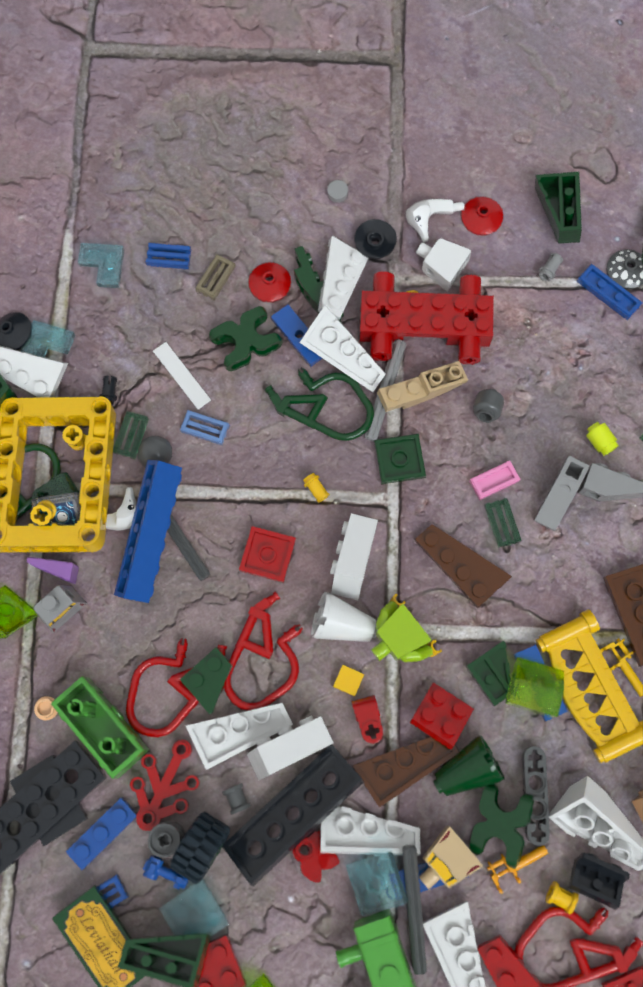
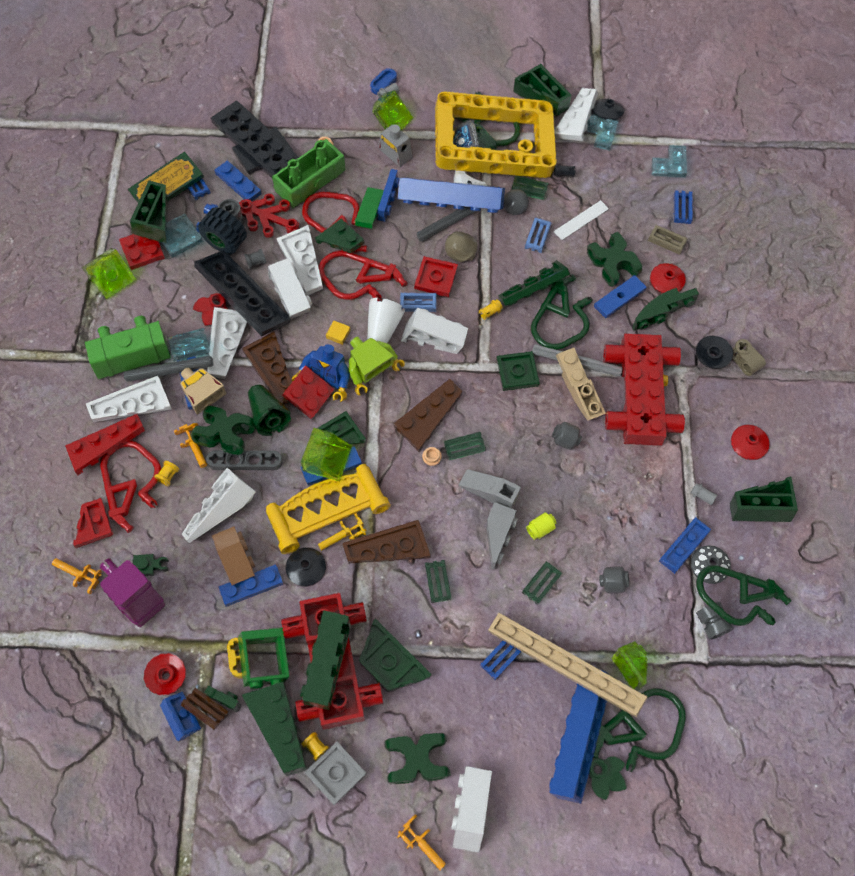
camera: 85 degrees right, 10 degrees down
(42, 519) = (459, 125): yellow bush -> none
(64, 570) = (422, 147): medium lavender slope -> none
(139, 616) = (388, 195): none -> blue plate
(159, 641) = (369, 208): none -> green tile
(223, 522) = (461, 246): none -> dark tan hair
(277, 422) = (533, 283): none -> dark green wing
(303, 558) = (411, 306): none -> medium blue tile
(337, 191) = (758, 326): light grey tile -> none
(337, 346) = (607, 320): white wing -> none
(341, 275) = (672, 321): white wing -> none
(368, 715) = (306, 342): red piece -> none
(382, 205) = (749, 359): none -> dark tan piece
(409, 690) = (330, 367): none -> blue torso
(419, 213) = (744, 386): white animal -> none
(443, 261) = (698, 405): white torso -> none
(494, 480) = (501, 441): bright pink tile -> none
(519, 561) = (431, 456): none -> light nougat plate
(598, 880) = (176, 499): black bracket -> none

